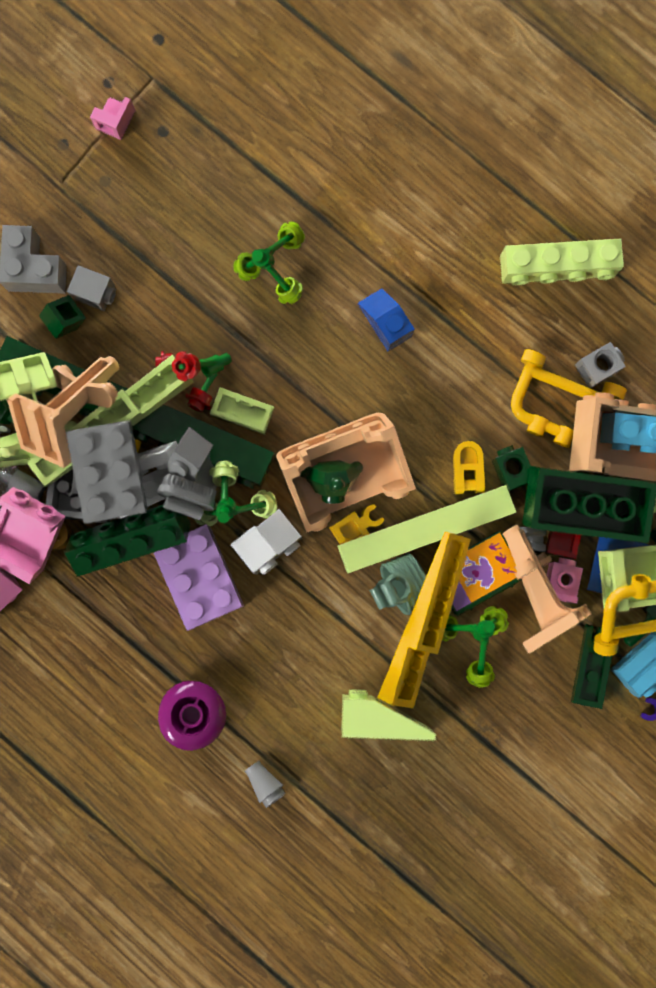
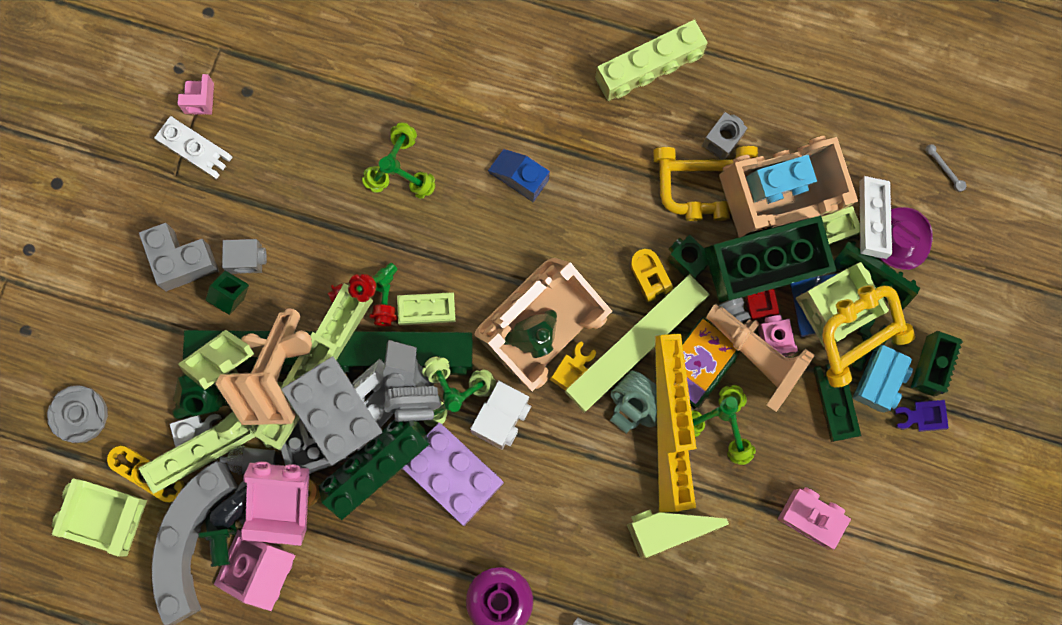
camera: 25 degrees left, 5 degrees down
(88, 163) = (192, 147): none -> white hinge
(521, 767) = (814, 518): none -> bright pink brick

